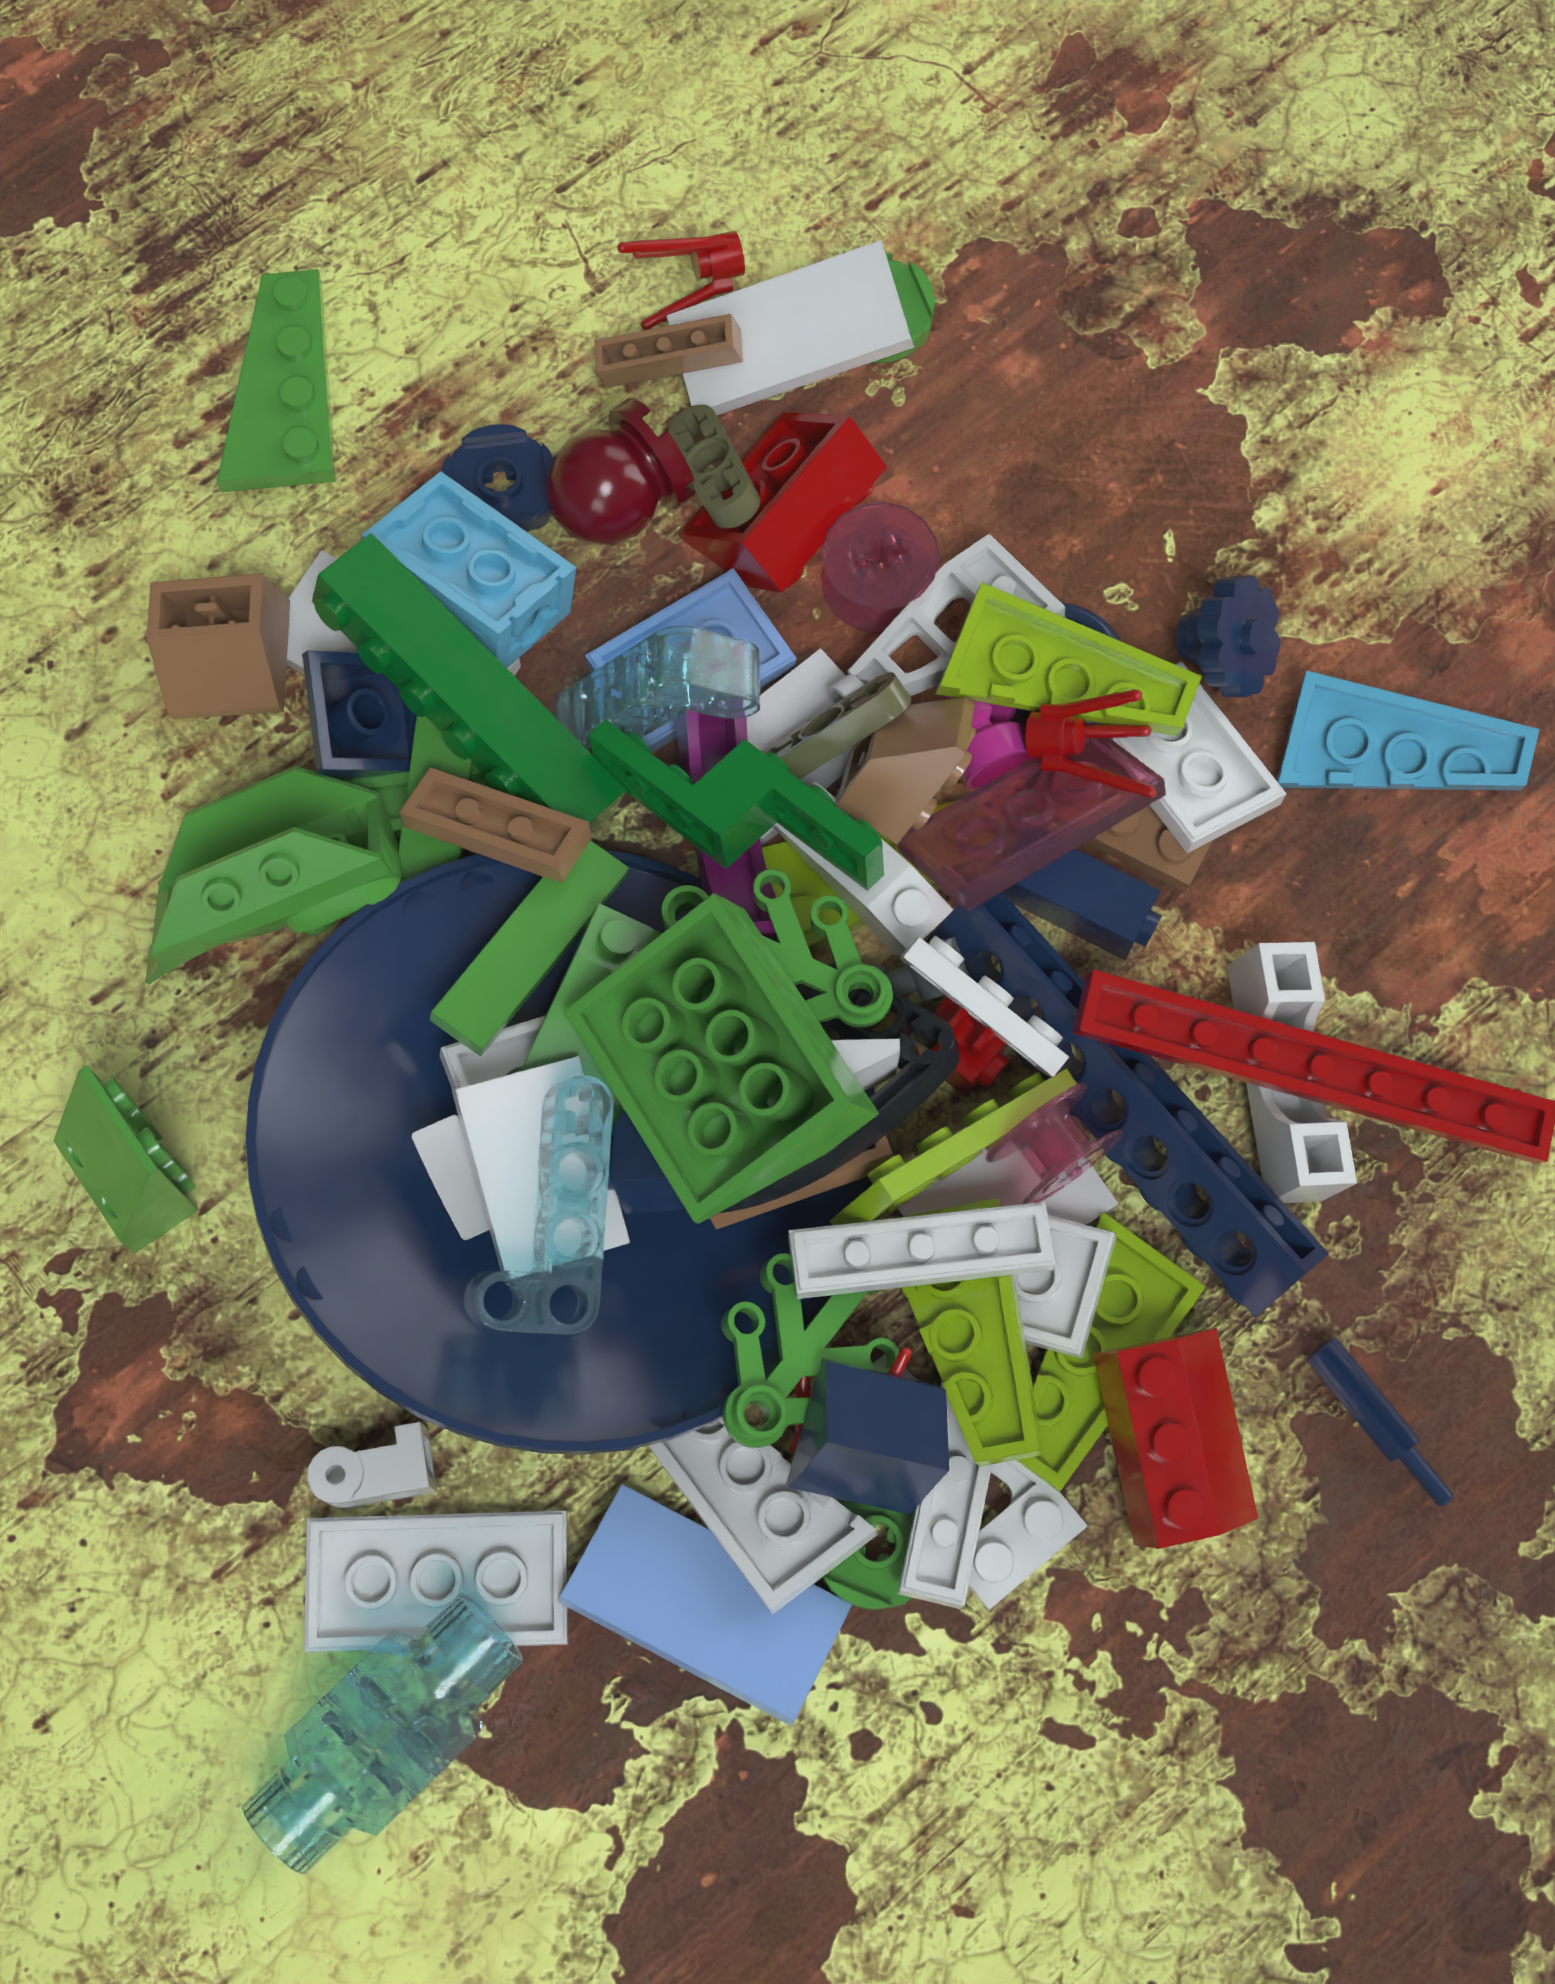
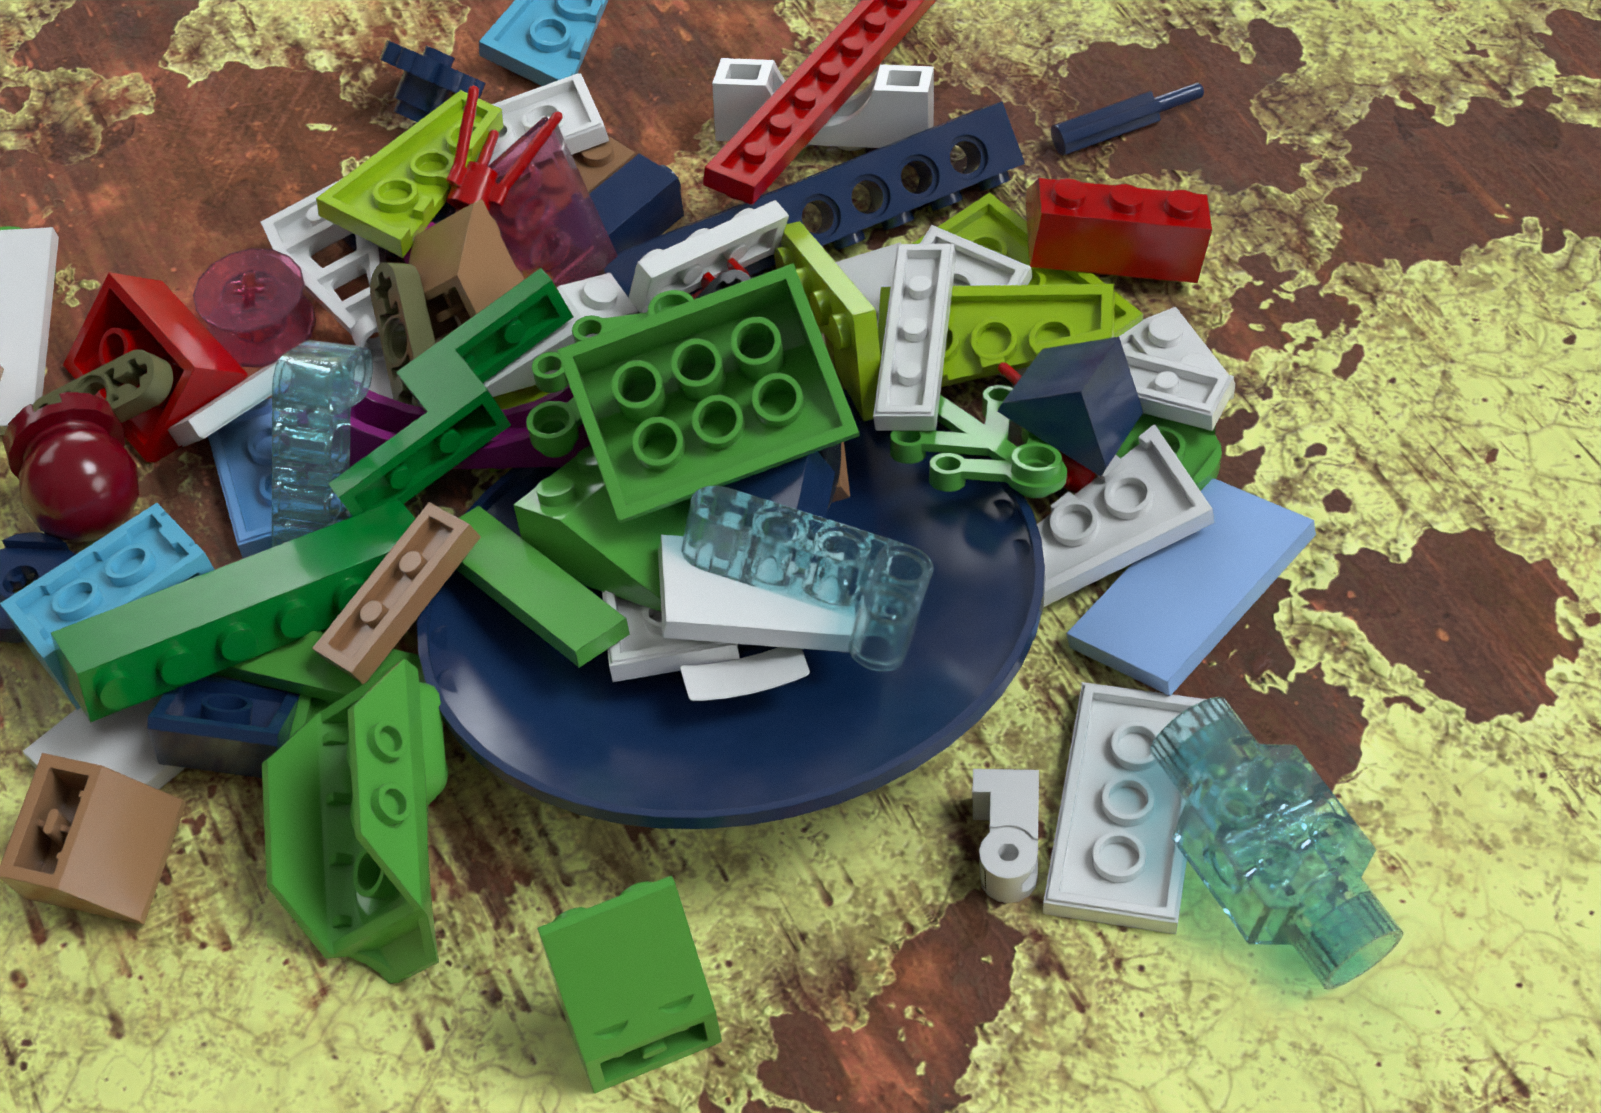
camera: 70 degrees left, 20 degrees down
(717, 592) = (224, 408): none -> white tile
(1054, 1144) = (854, 237): clear pink piece -> none

